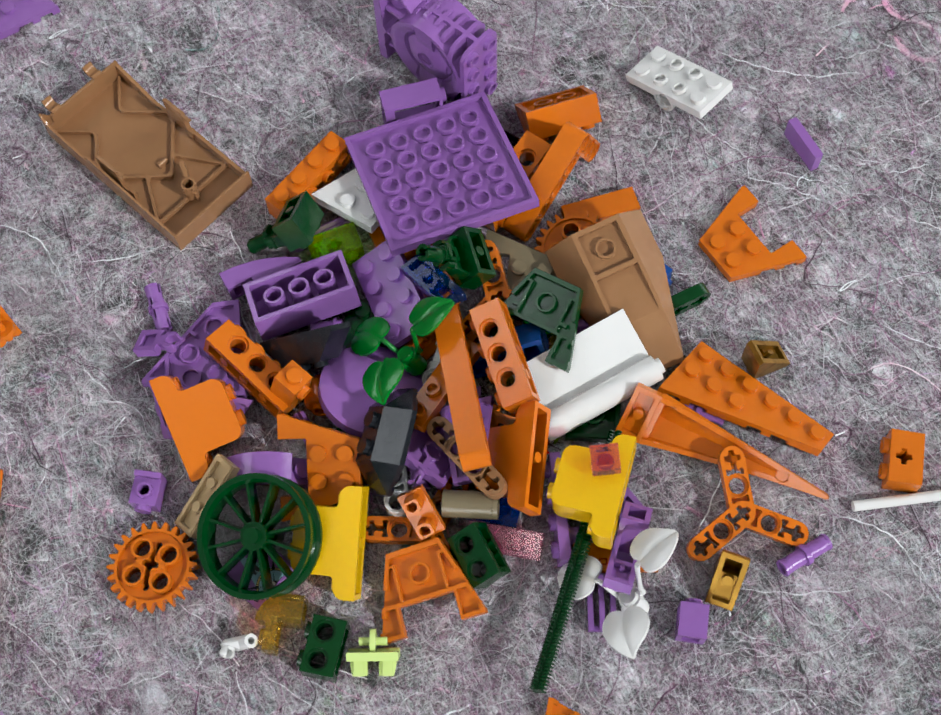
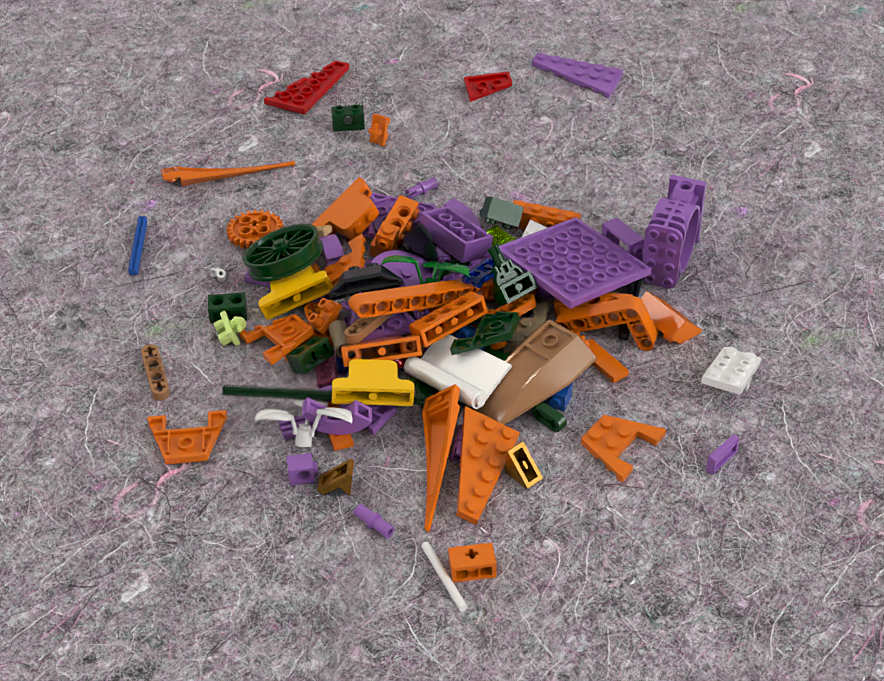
camera: 70 degrees right, 25 degrees down
(146, 153) = (523, 153): medium nougat piece -> none
(154, 341) = (396, 190): medium lavender plate -> none
(154, 498) = (300, 214): medium lavender brick -> none
(280, 612) = (240, 282): clear yellow brick -> none
(605, 459) = (387, 372): plate -> none
(754, 514) = (393, 485): orange piece -> none

